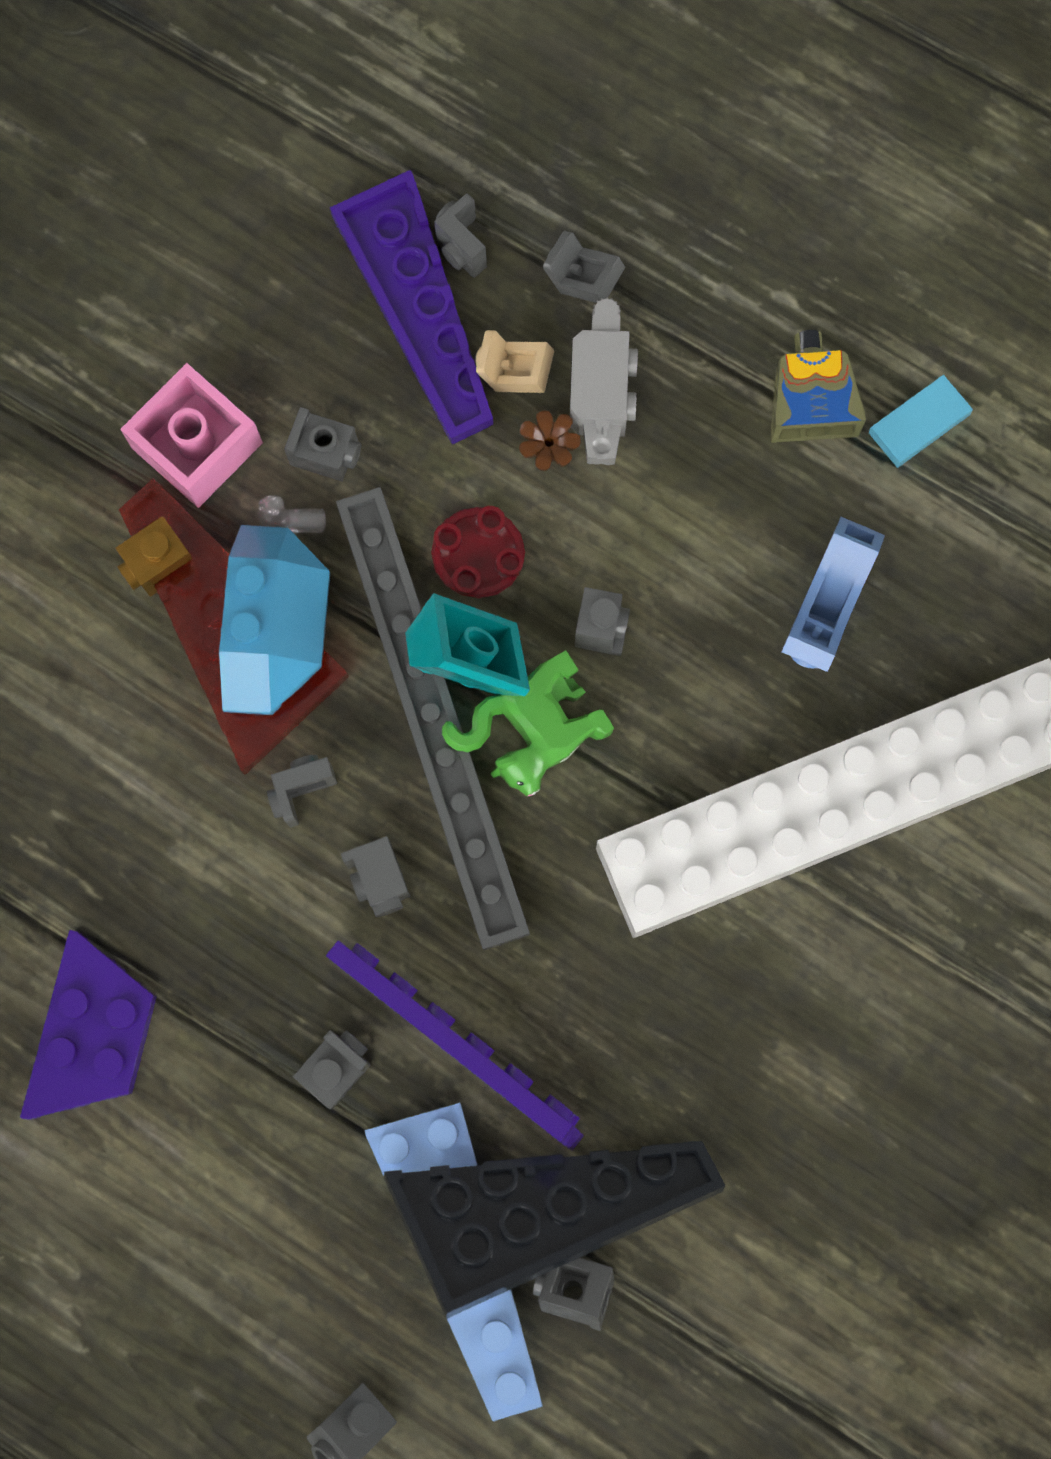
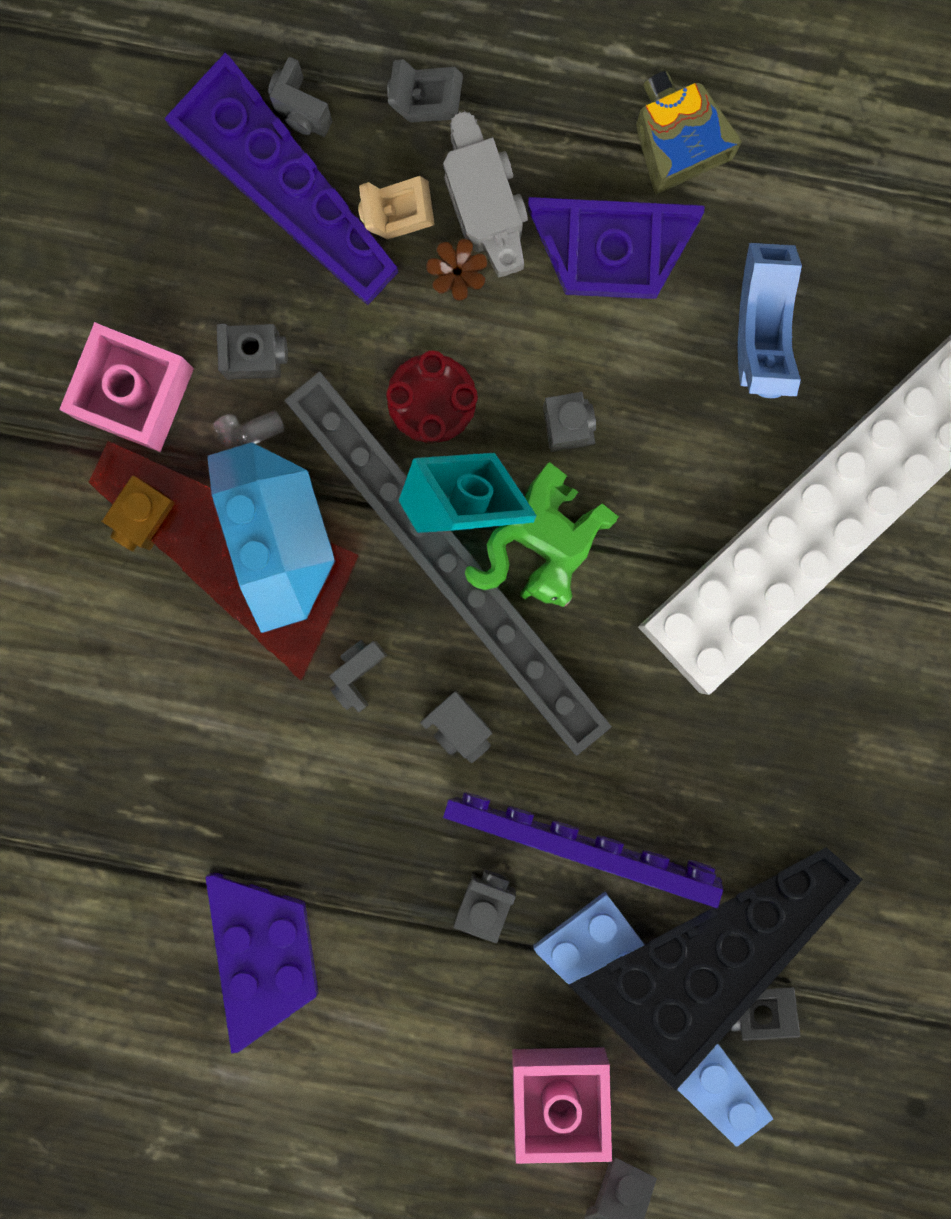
camera: 20 degrees left, 10 degrees up
(327, 1298) = (561, 1105): none -> bright pink brick
(711, 473) = (613, 244): none -> dark purple wing
(920, 421) = (785, 123): medium azure tile -> none

